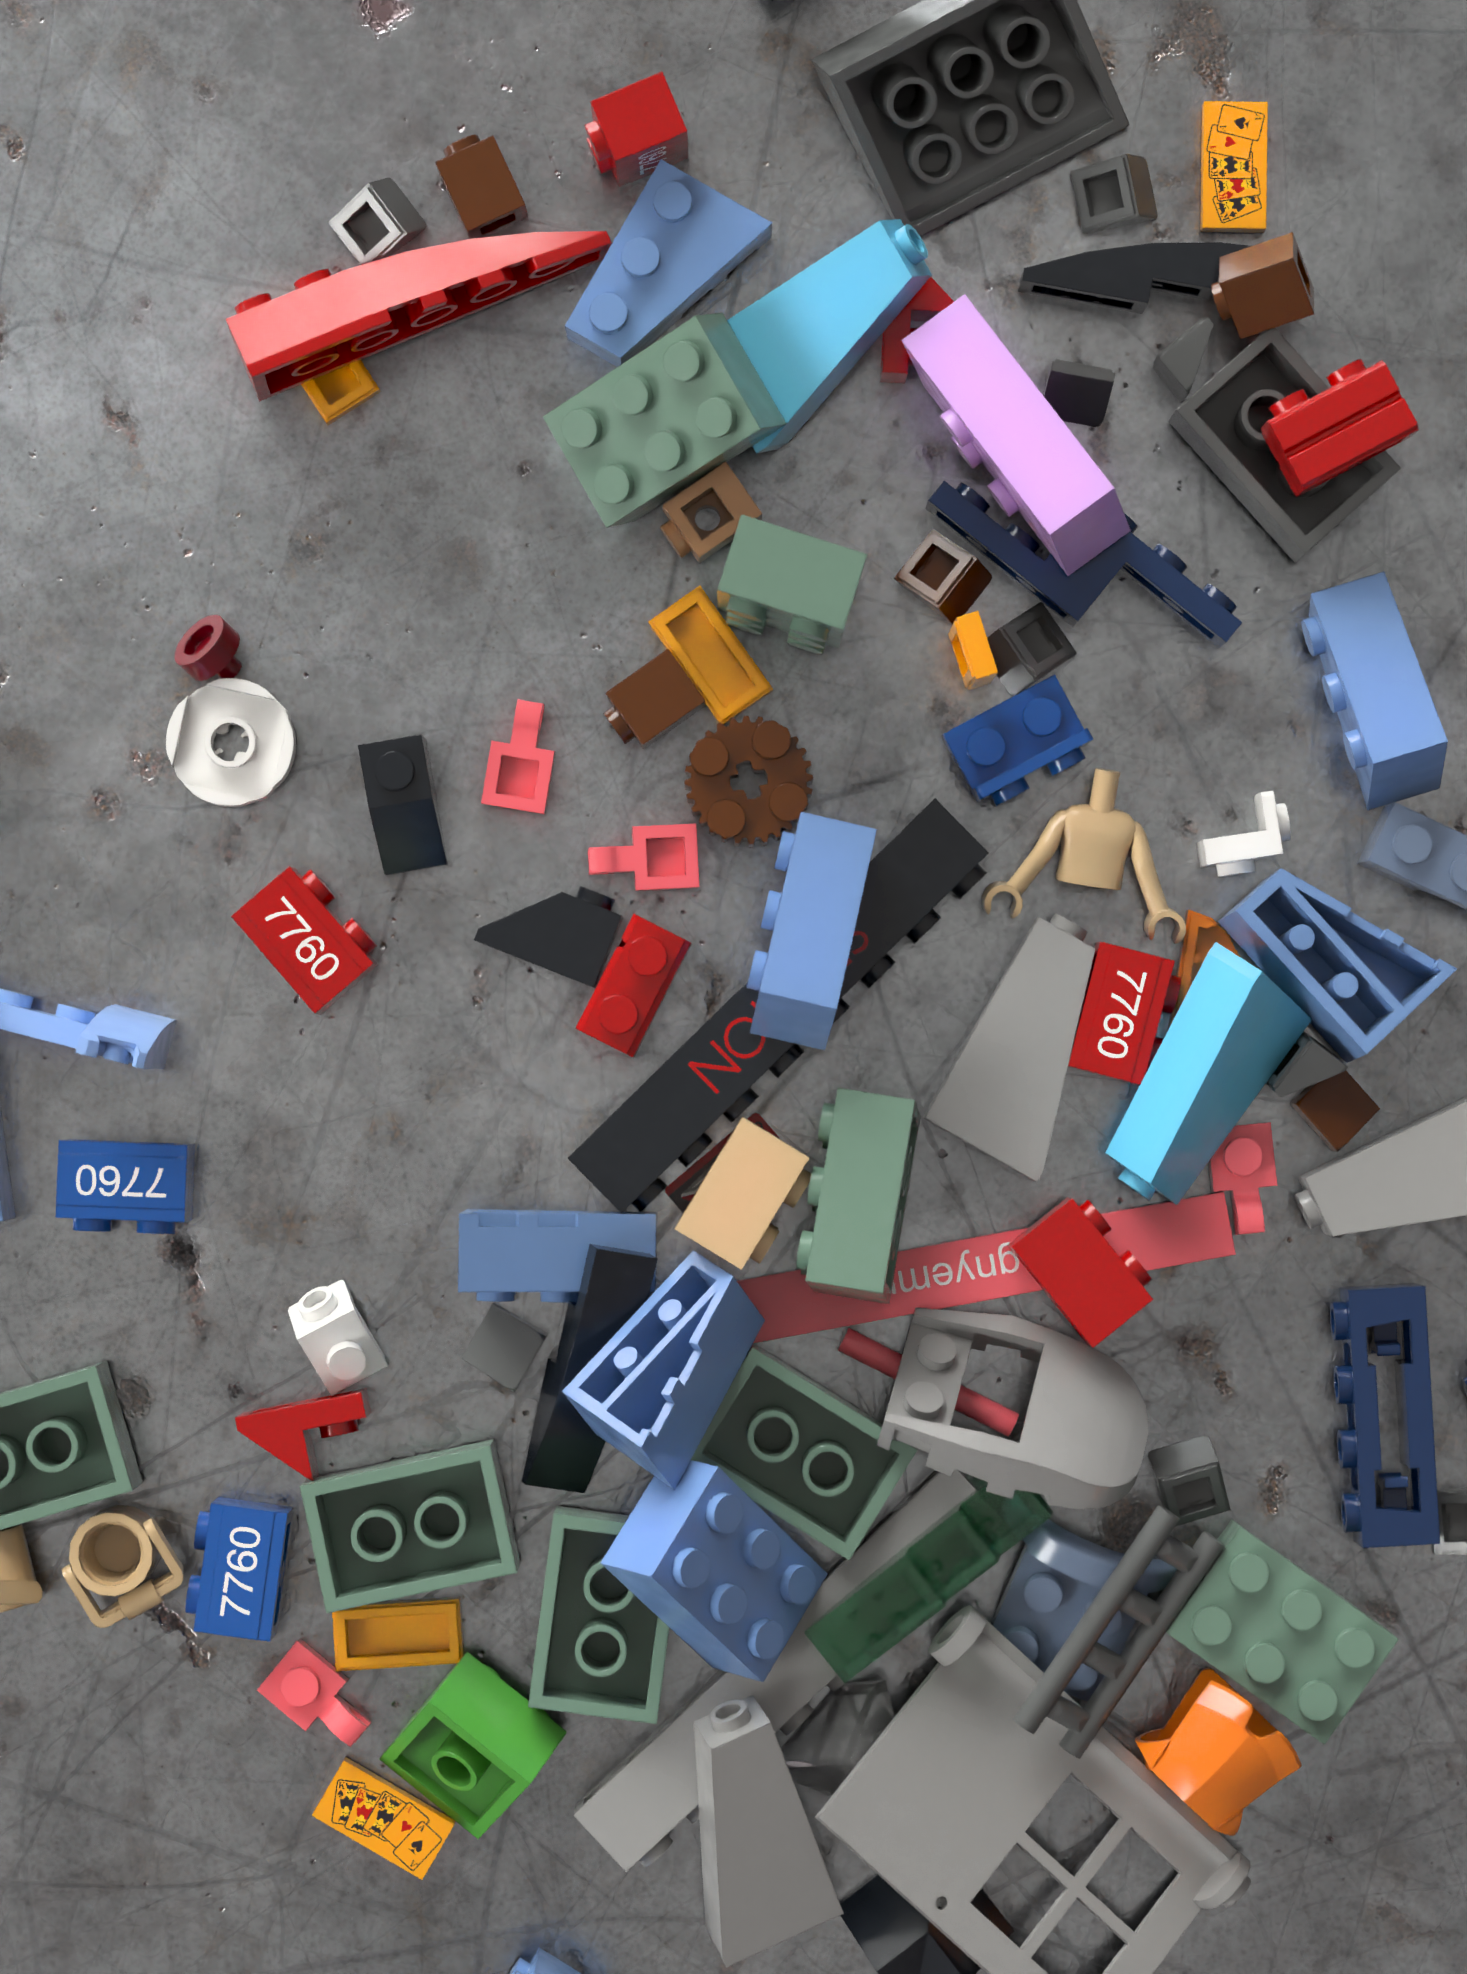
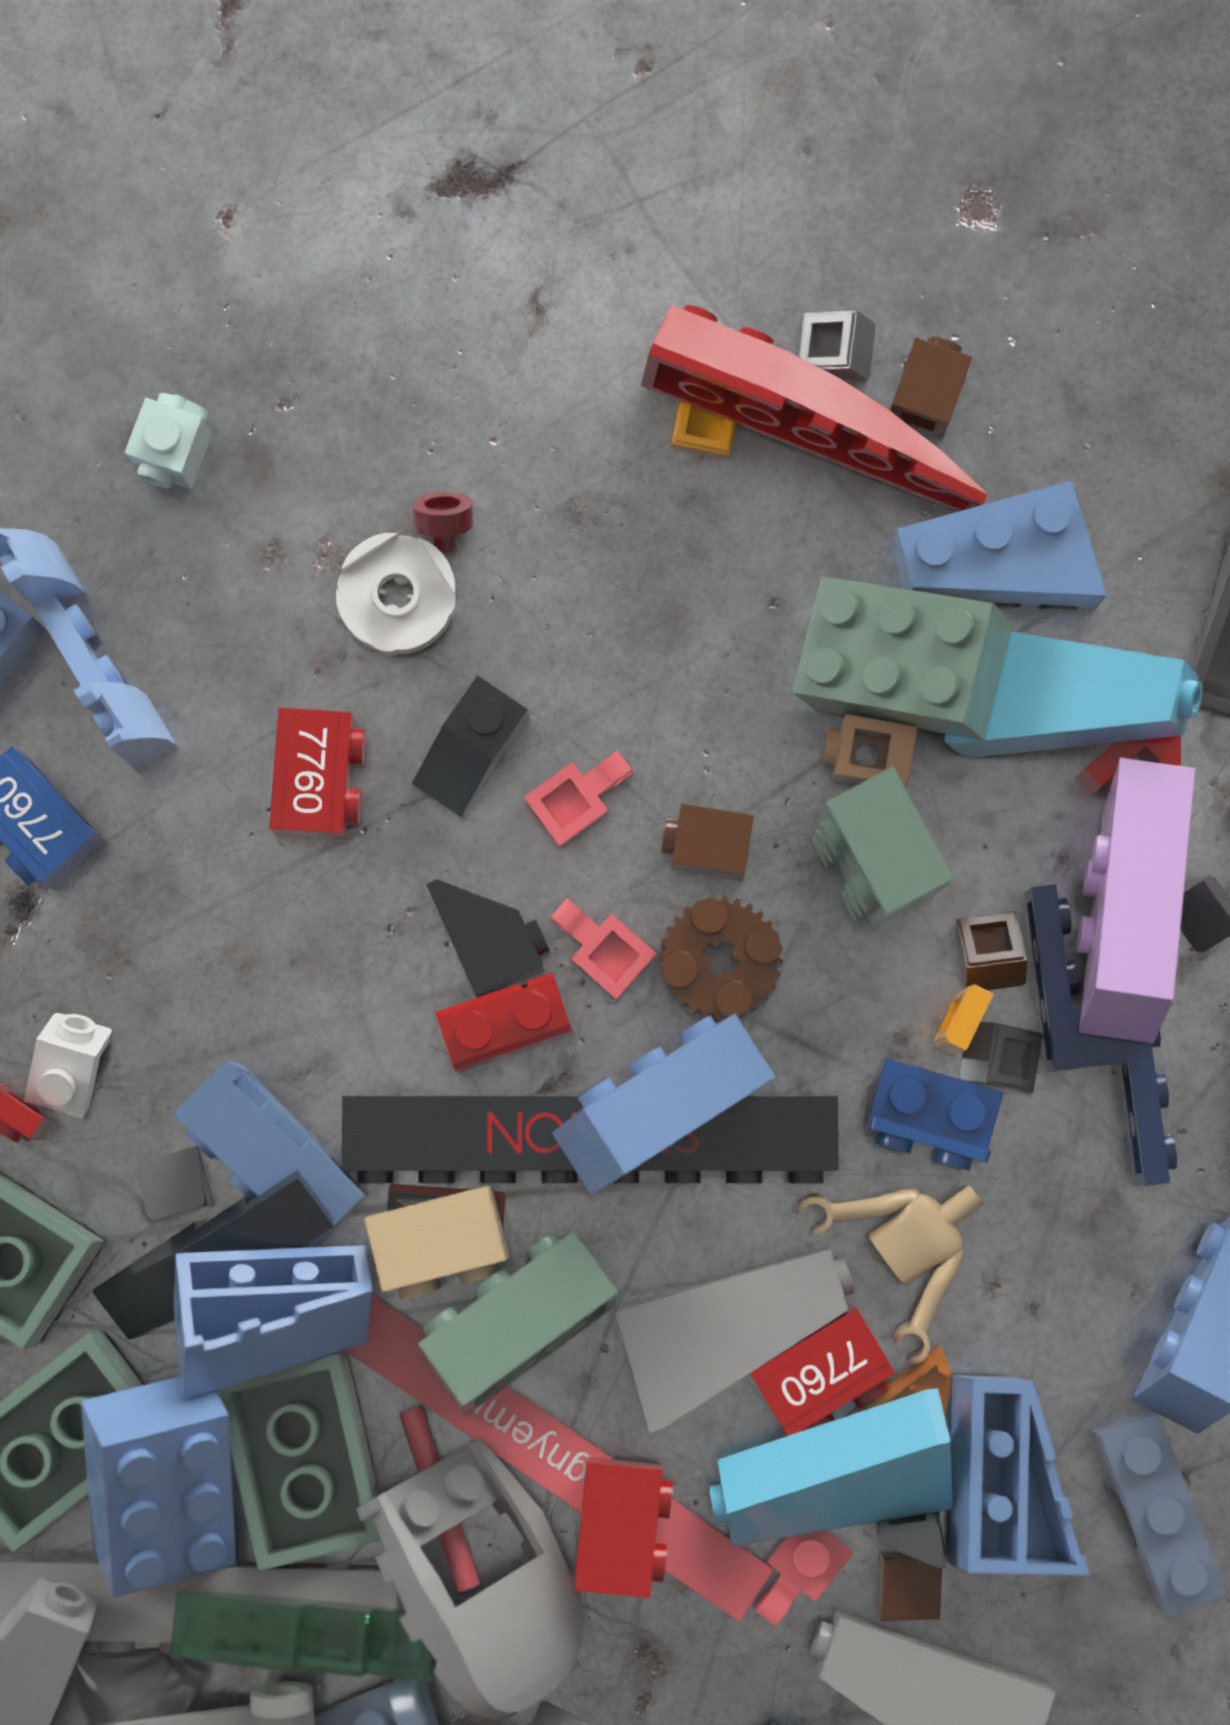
camera: 50 degrees right, 5 degrees down
(636, 130) = (1074, 444): red brick -> none
(711, 655) = (778, 850): light orange tile -> none
(1237, 852) = (1012, 1340): white bracket -> none

